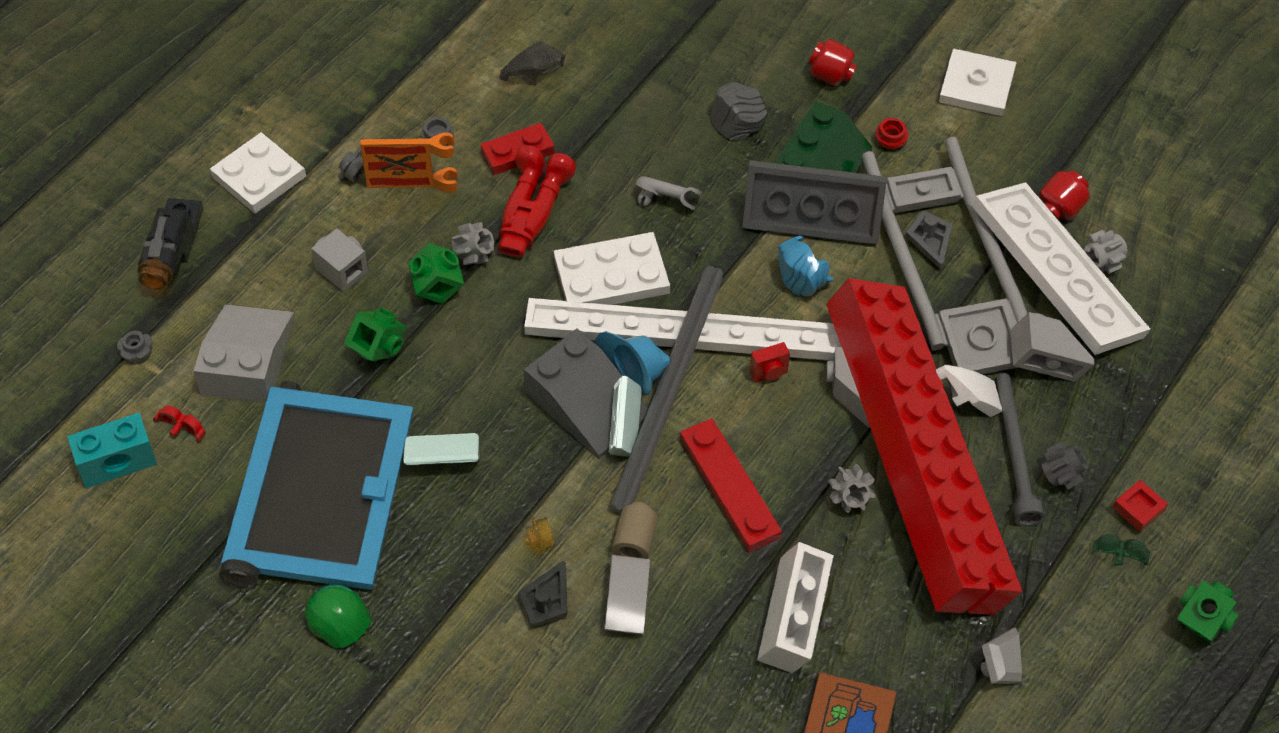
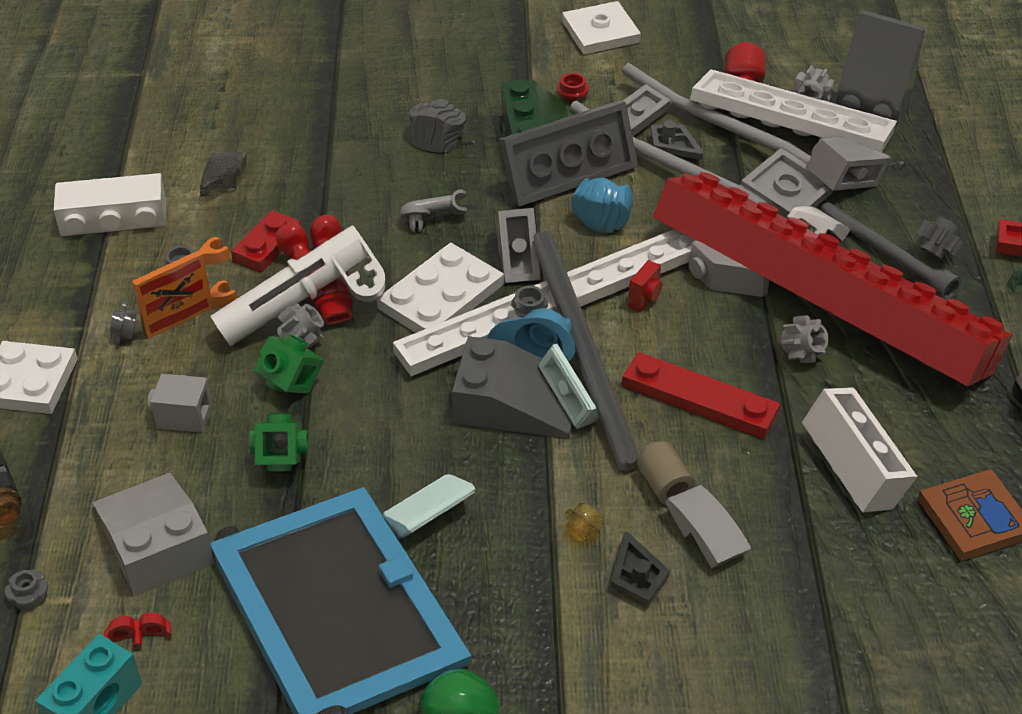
camera: 35 degrees left, 10 degrees down
(424, 50) = (110, 204): none -> white brick
(530, 201) = (337, 255): none -> white piece
(655, 318) = (528, 299): none -> dark grey plate
(702, 250) = (515, 245): none -> light grey slope
(832, 62) = (479, 59): red head -> none
(1164, 273) = (881, 66): none -> dark grey slope

